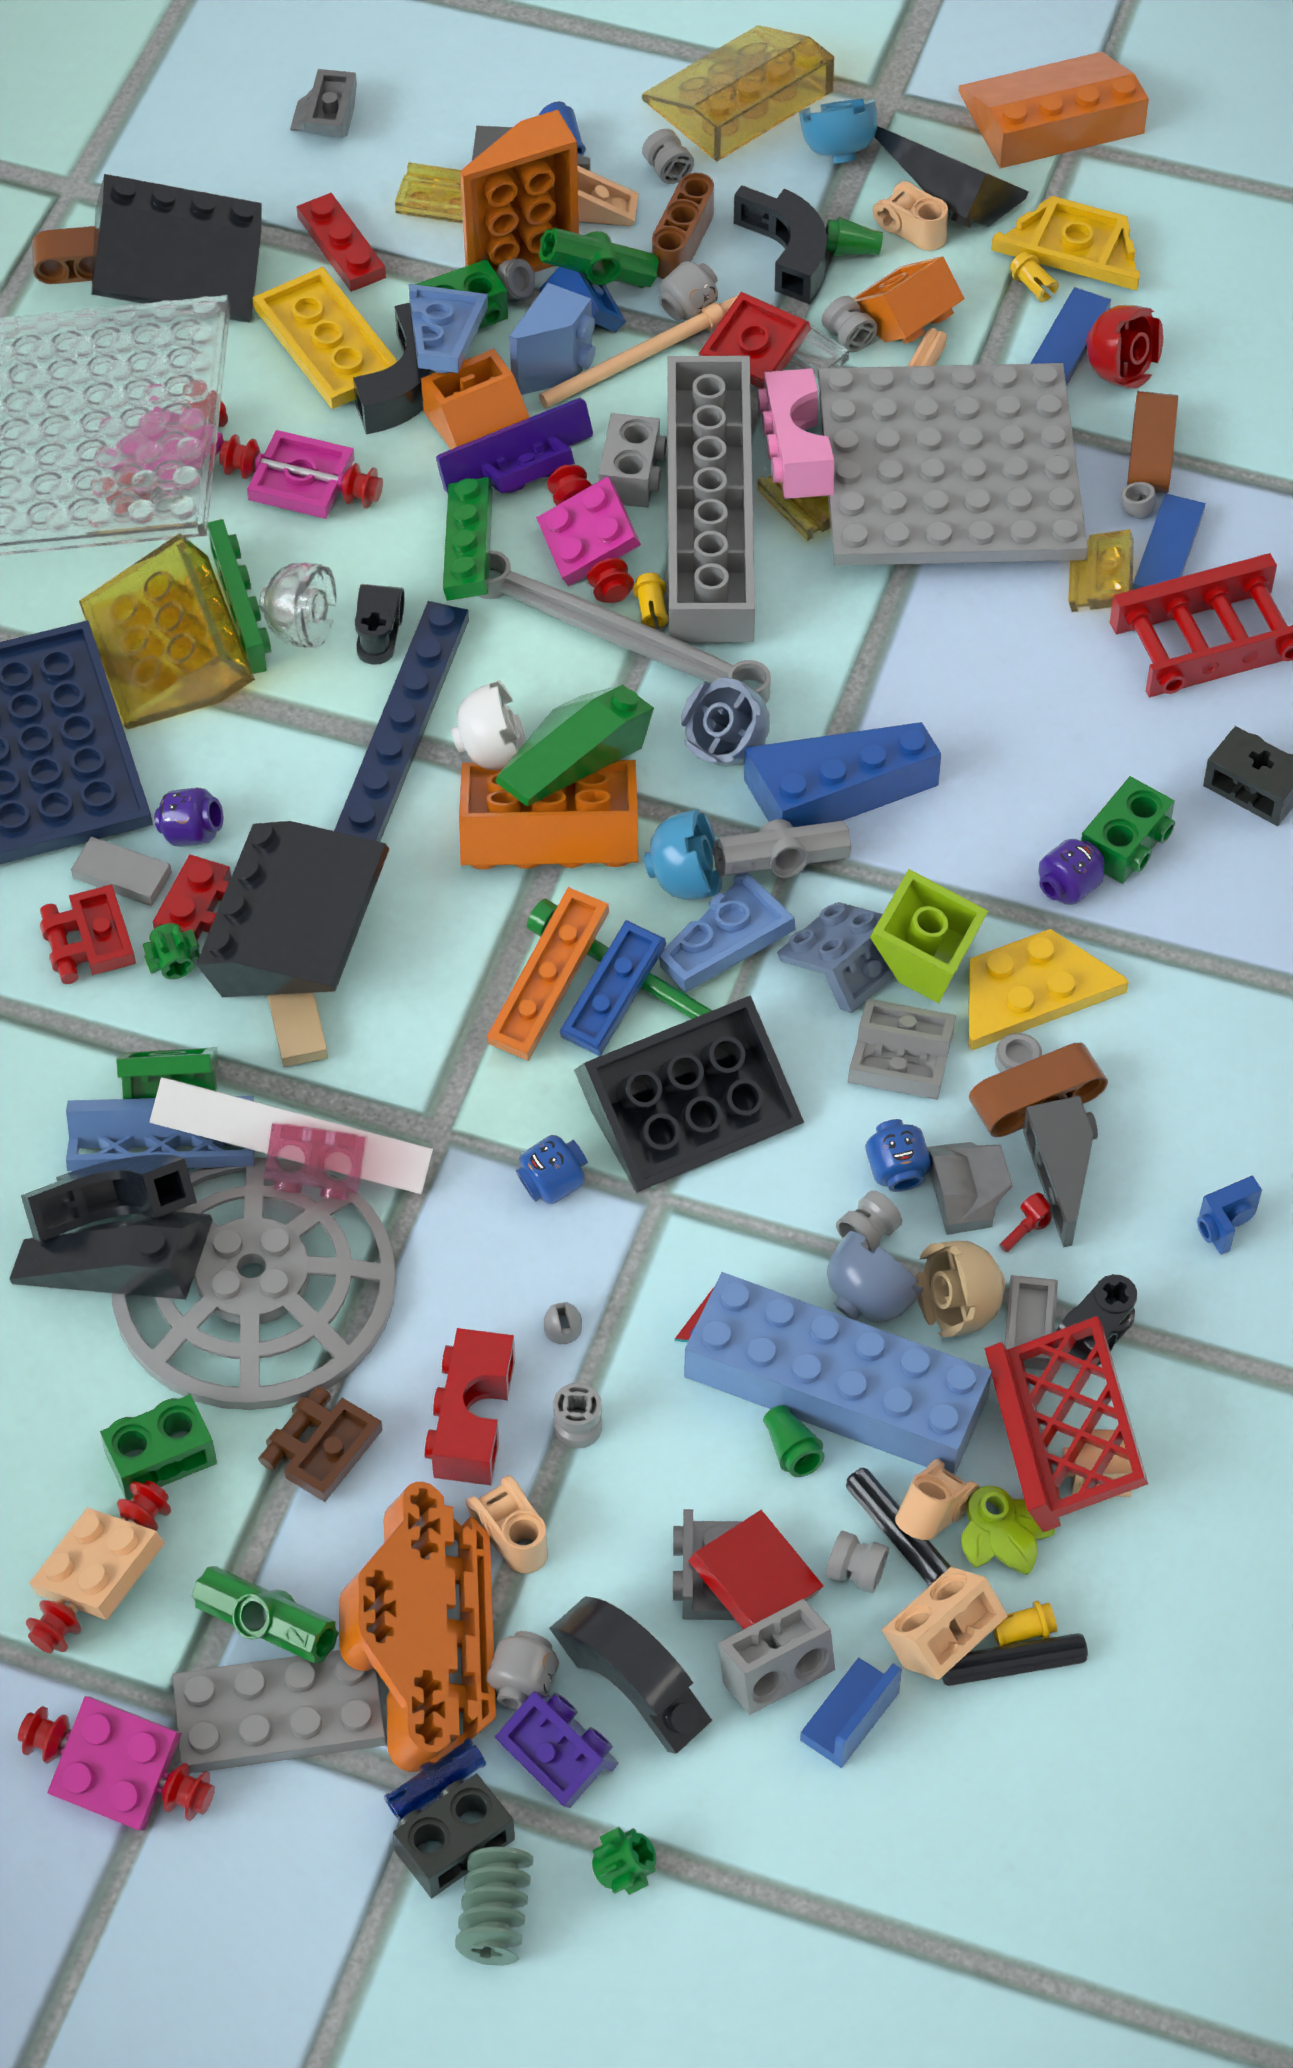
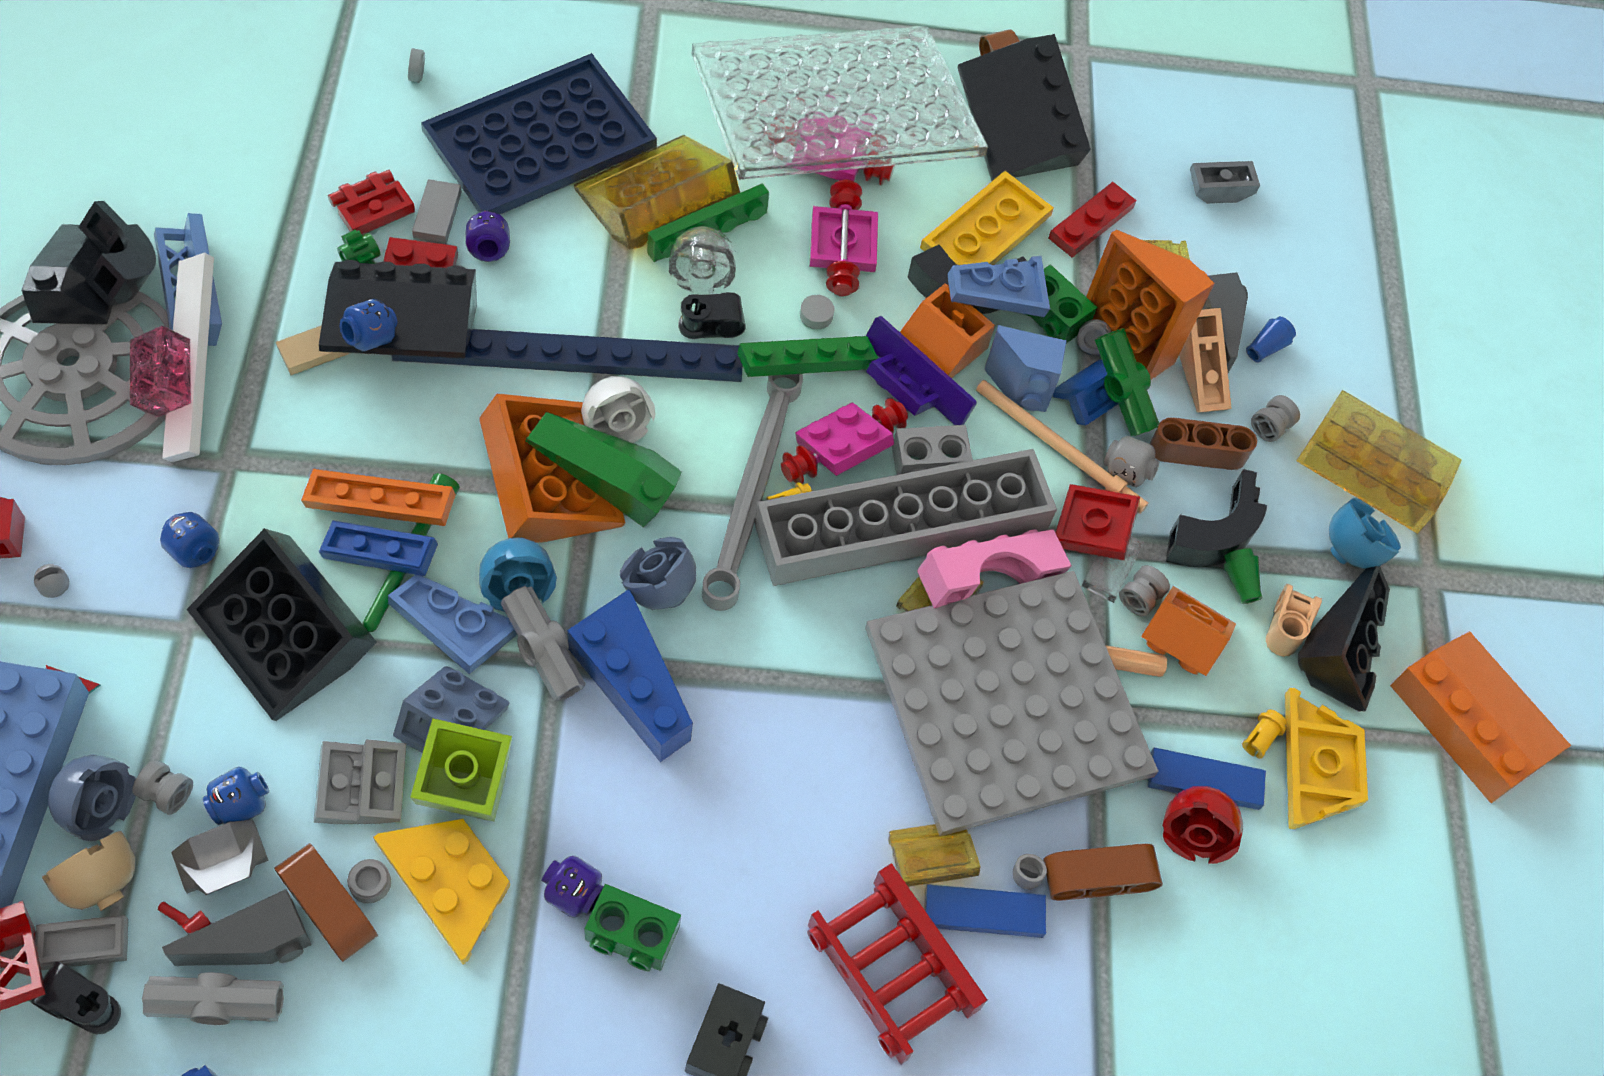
camera: 65 degrees right, 5 degrees up
(144, 1069) = (242, 271): green bracket -> none
(333, 916) = (368, 325): none -> blue head
(395, 525) = (817, 311): none -> light grey tile
(1124, 1200) = (213, 998): none -> light grey piece

